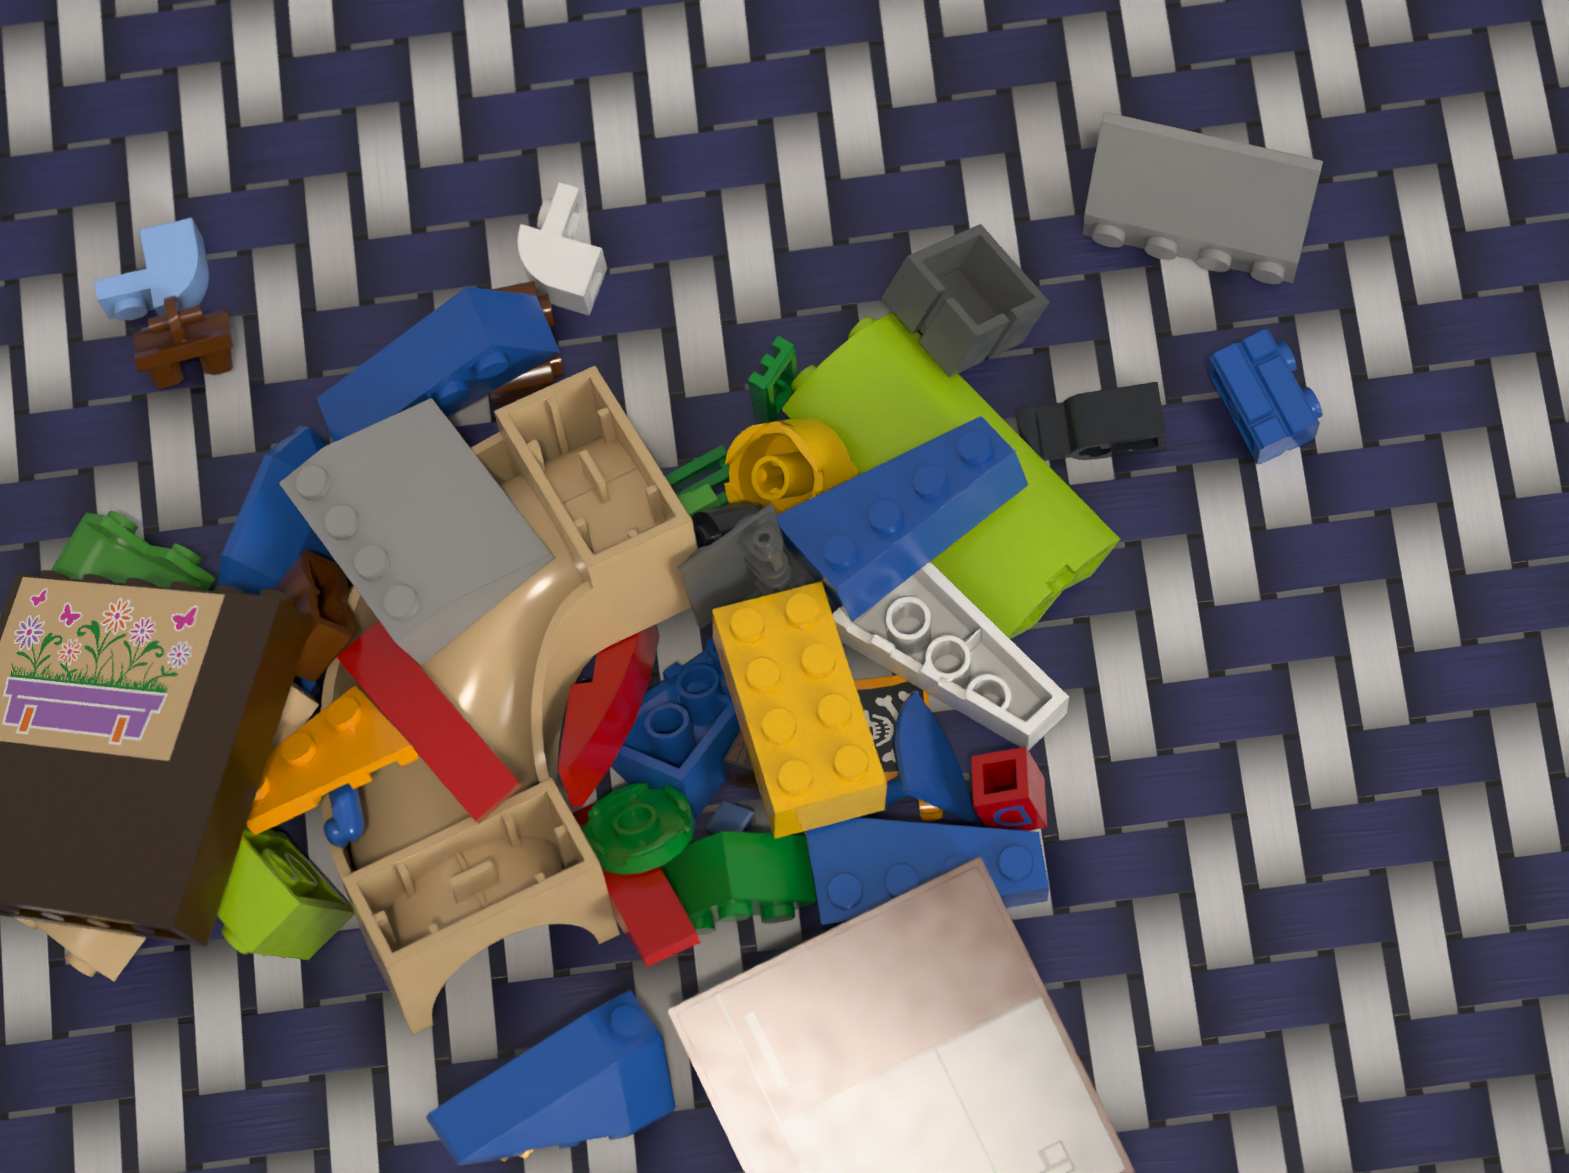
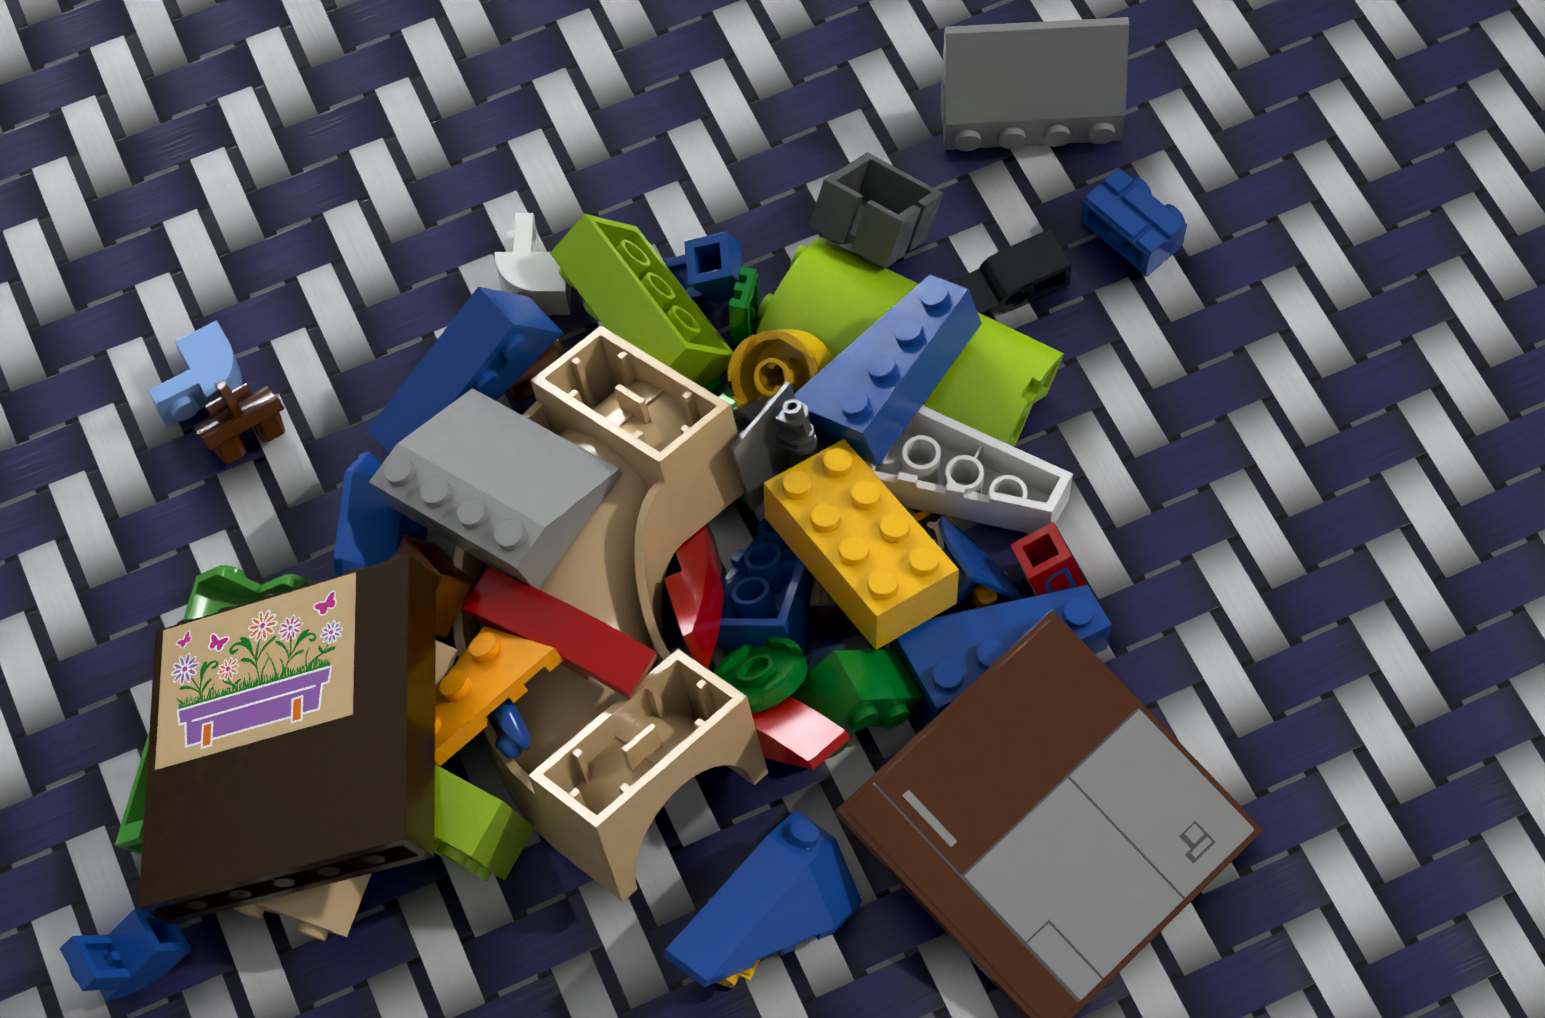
camera: 25 degrees left, 10 degrees down
(661, 339) = (640, 297): none -> lime brick
(744, 315) = (709, 267): none -> blue brick

